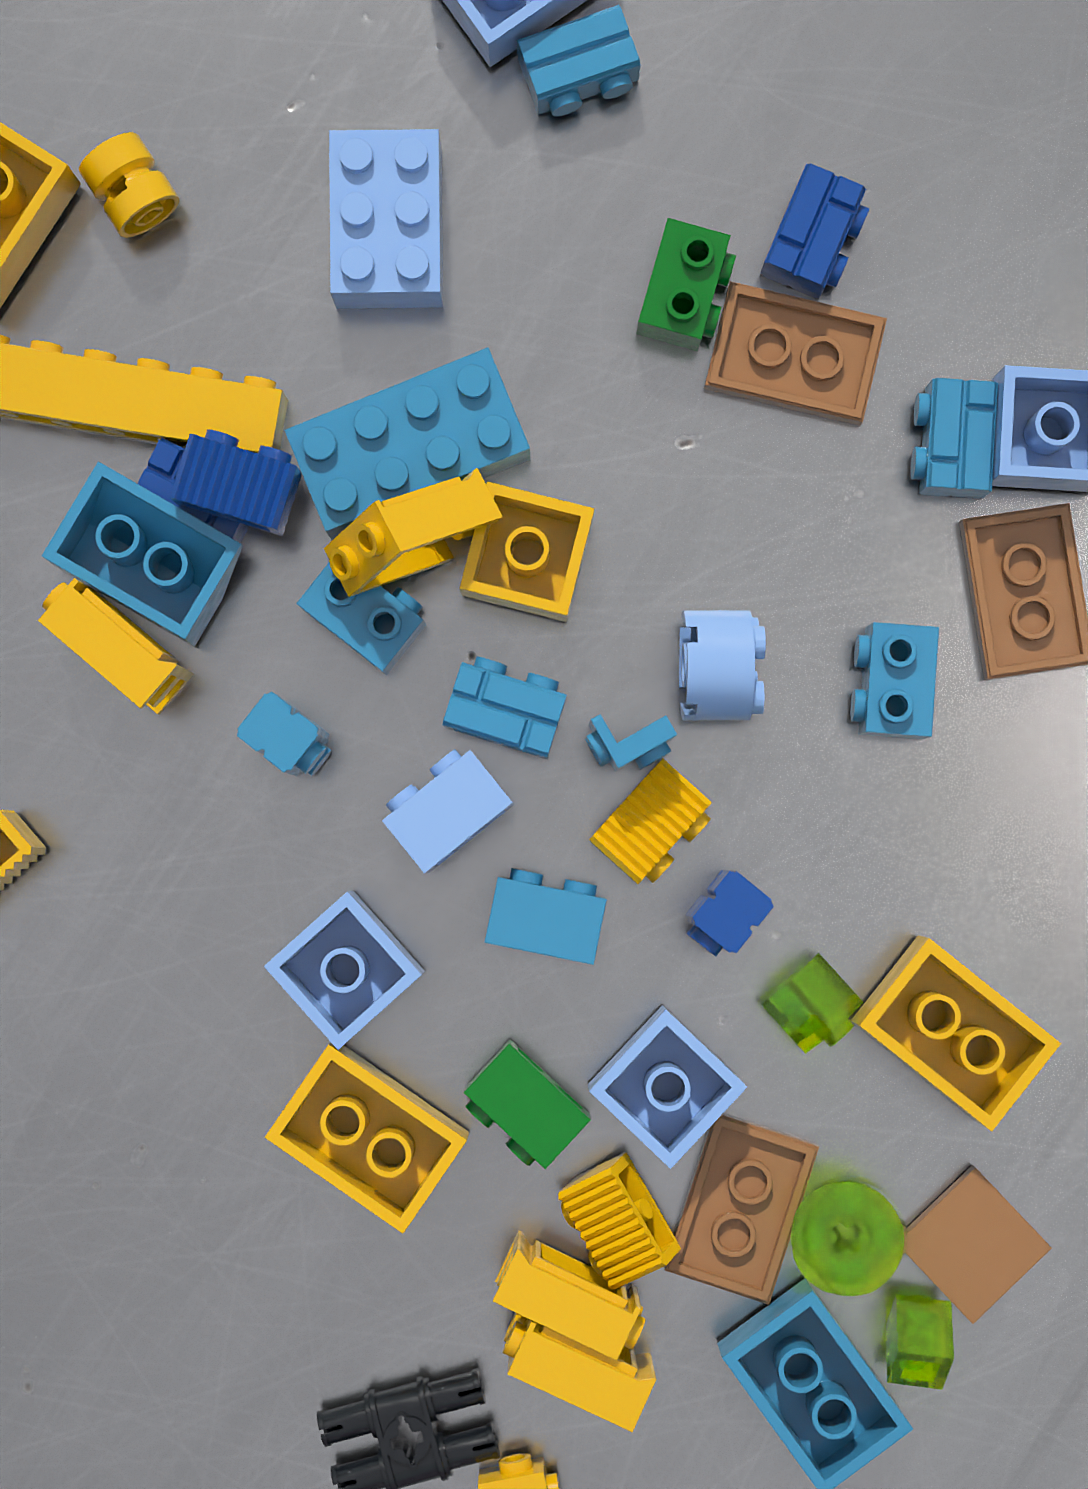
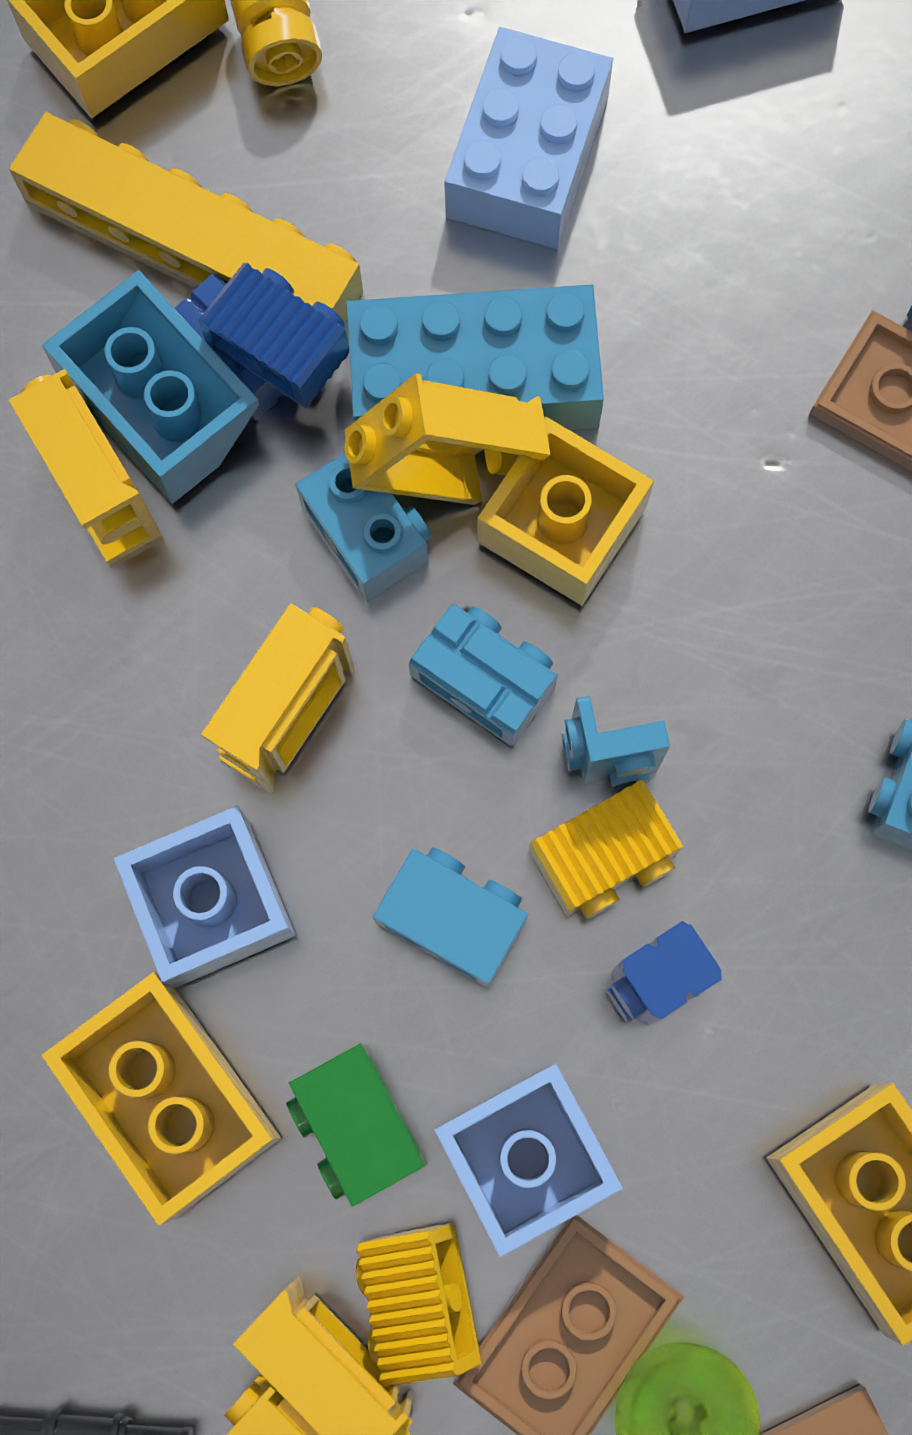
camera: 20 degrees right, 10 degrees down
(285, 736) = (227, 611): dark azure brick -> none
(349, 787) = (281, 695): none -> yellow window
(447, 810) = (382, 755): light blue brick -> none
(579, 61) = (780, 48): dark azure brick -> none
(684, 283) = (822, 295): green brick -> none
(719, 665) = (741, 697): light blue brick -> none
(814, 1005) = (730, 1121): clear neon green brick -> none

